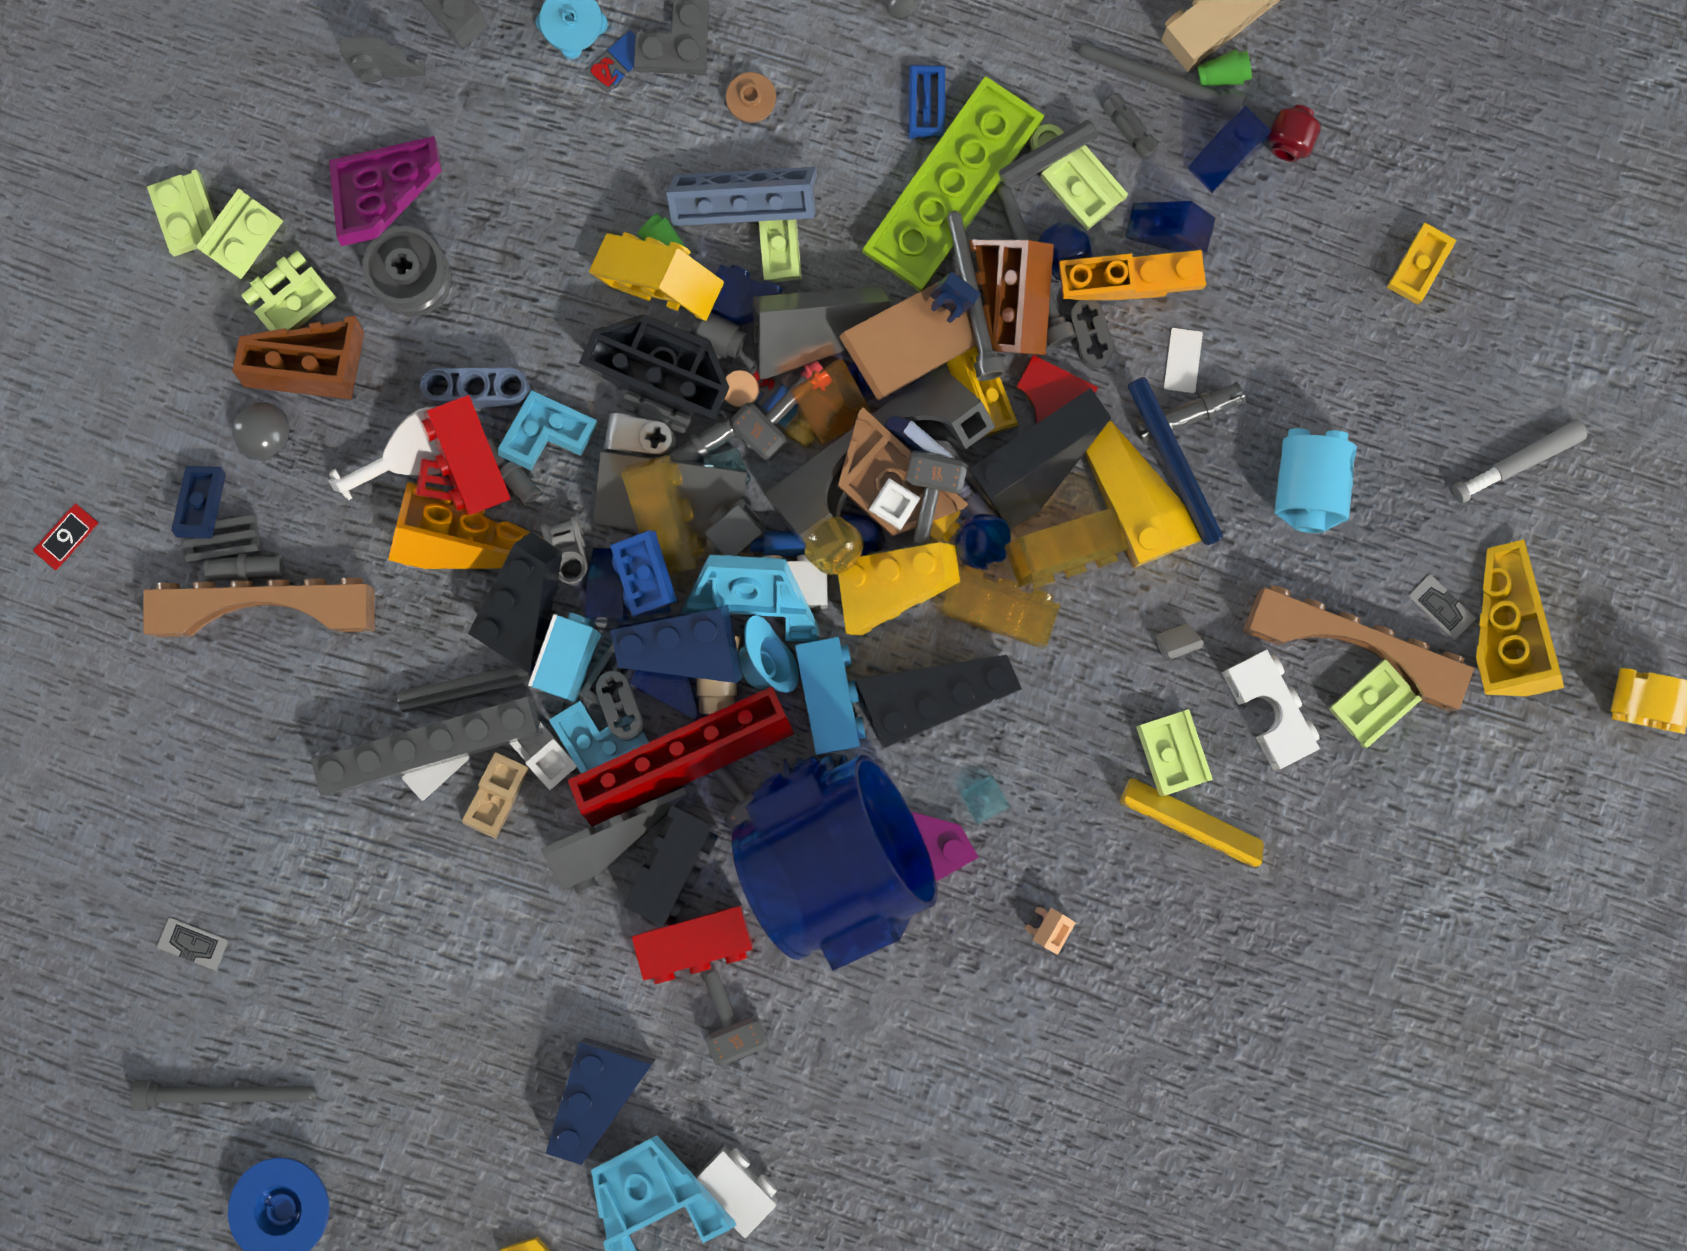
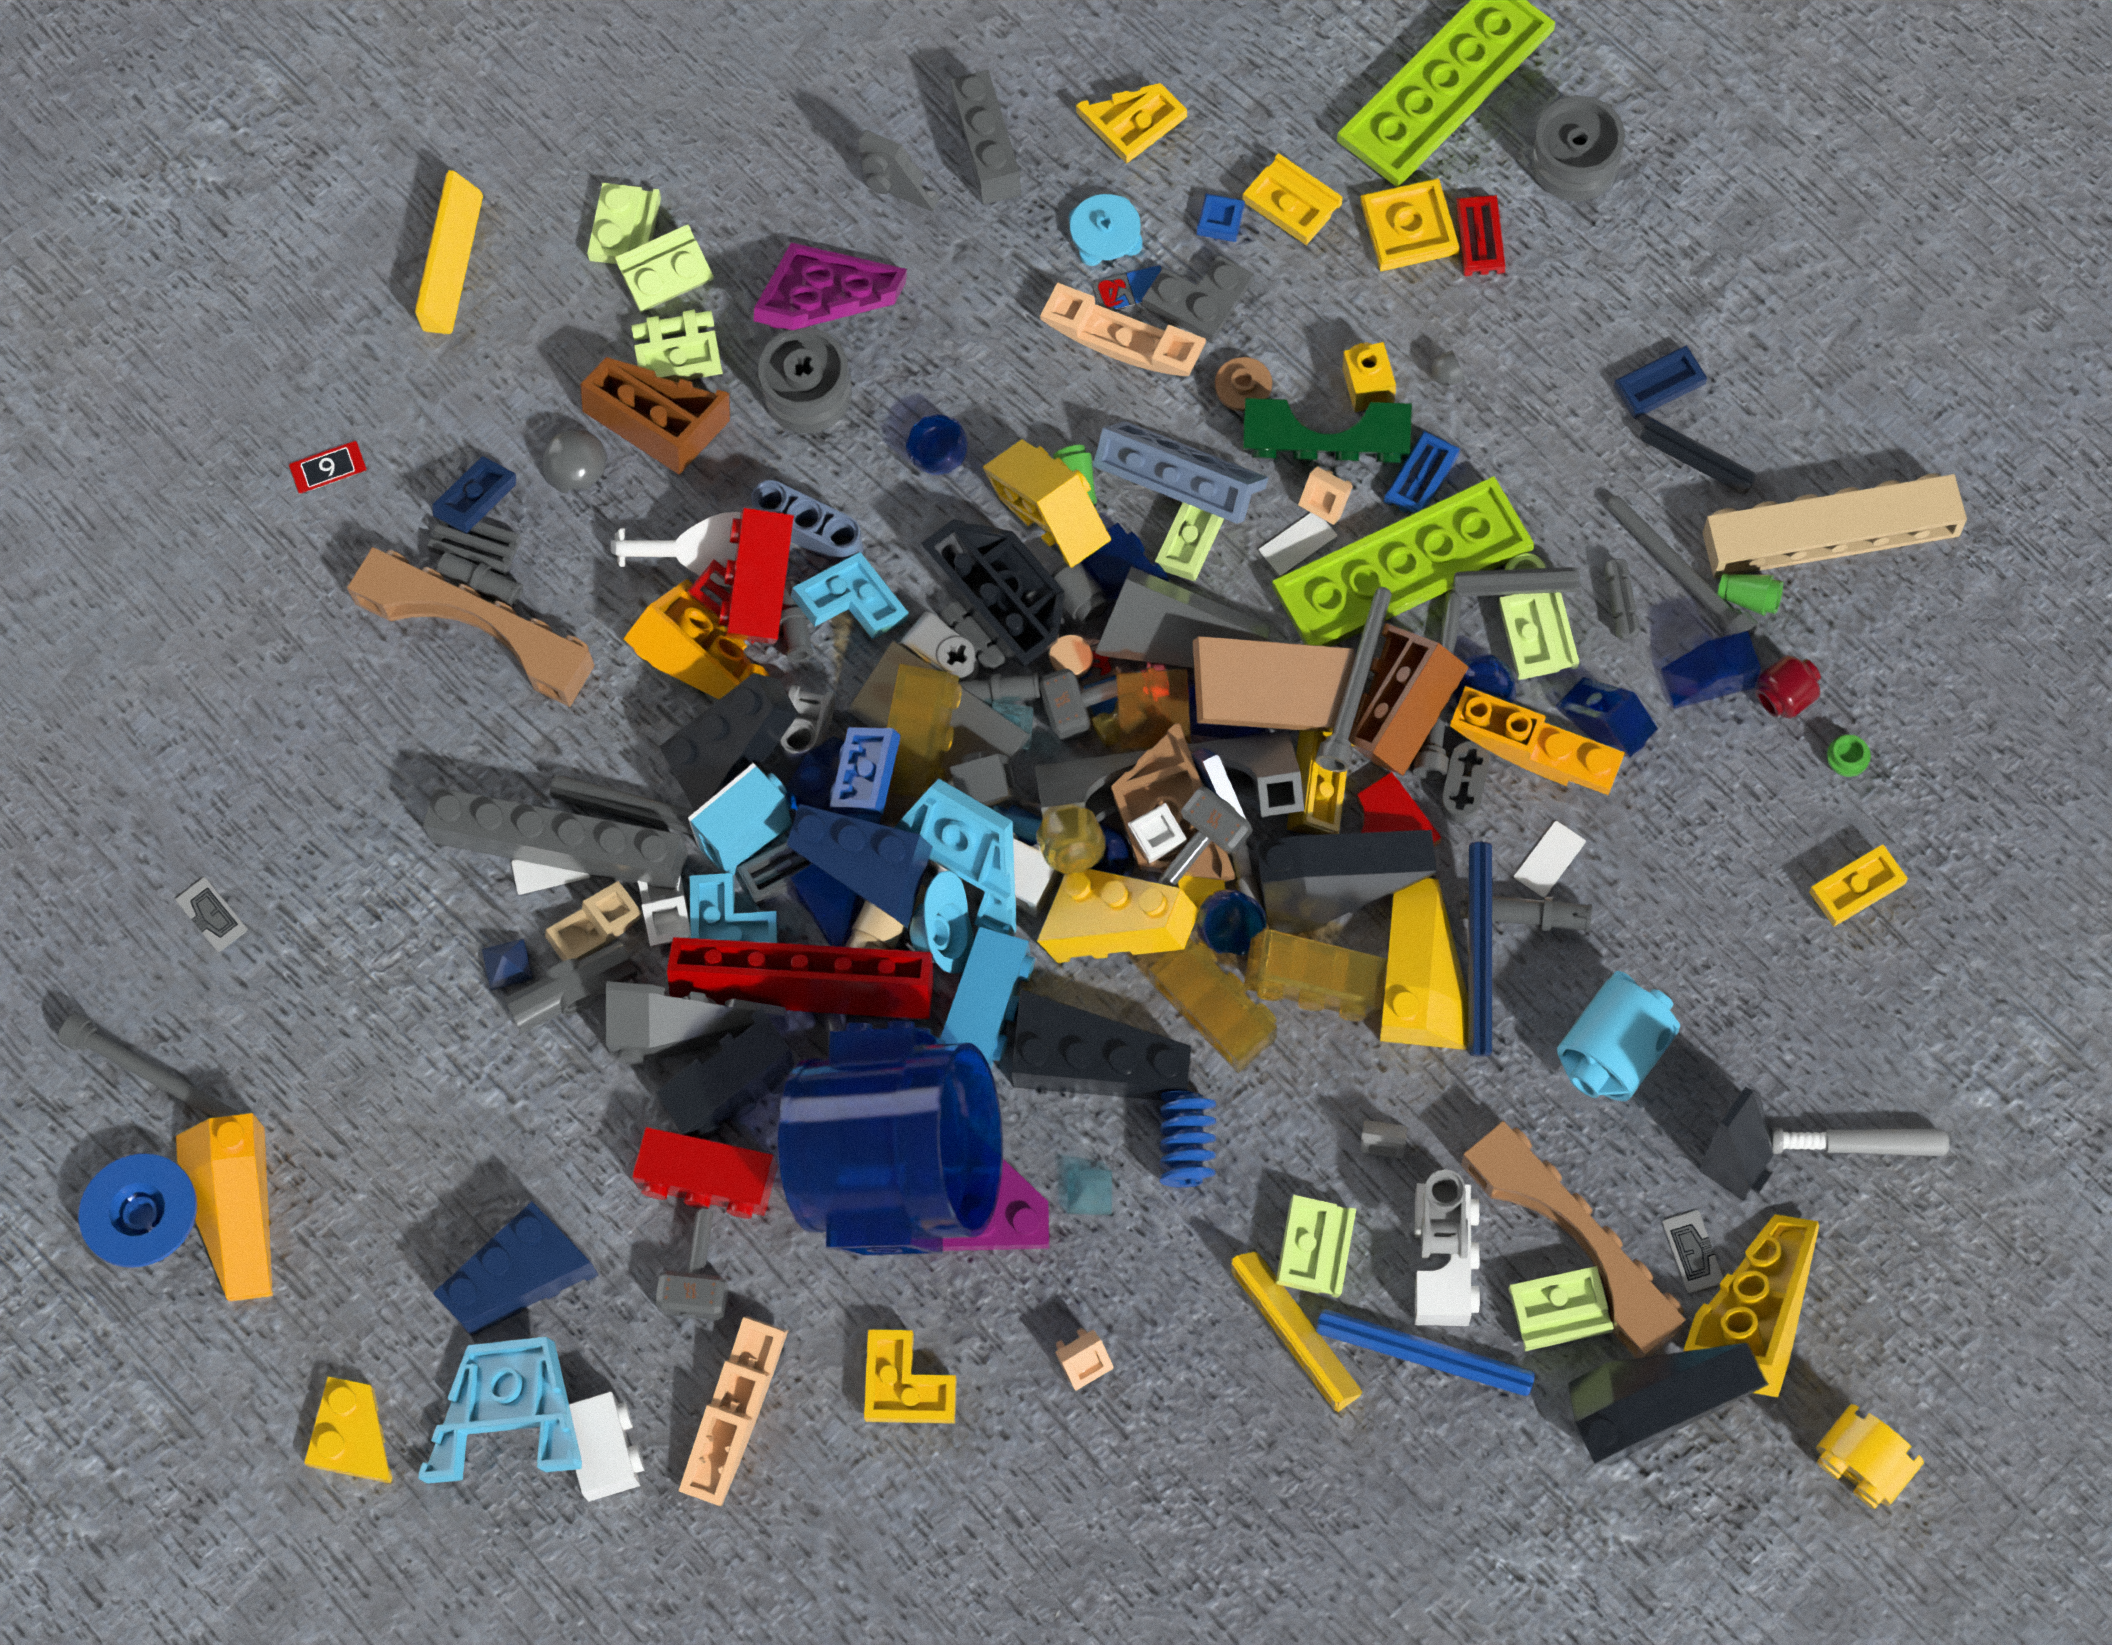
camera: 35 degrees right, 15 degrees down
(57, 310) = (448, 254): none -> yellow slope
(345, 1158) = (230, 1181): none -> light orange wedge
(446, 860) = (507, 964): none -> dark blue slope
(507, 854) = (570, 987): none -> dark grey piece
(541, 271) = (937, 444): none -> clear blue hair
(611, 708) = (759, 895): dark grey beam -> none
(634, 105) = (1121, 336): none -> light nougat slope
(816, 1108) = (733, 1411): none -> light nougat slope
(845, 41) = (1368, 375): none -> yellow brick
(861, 205) = (1297, 543): none -> white sticker
(864, 157) = (1325, 495): none -> light nougat tile
(878, 84) = (1380, 432): none -> dark green arch
(931, 1030) = (894, 1392): none -> yellow plate
(953, 295) = (1335, 664): dark blue tile -> none
(1038, 723) = (1185, 1139): none -> blue piece
(1266, 690) = (1444, 1224): none -> light grey piece
(1293, 788) = (1425, 1352): none -> blue axle
(1361, 164) = (1848, 755): none -> bright green plate
(1444, 511) = (1741, 1148): none -> black wedge
(1478, 742) = (1648, 1398): none -> black wedge

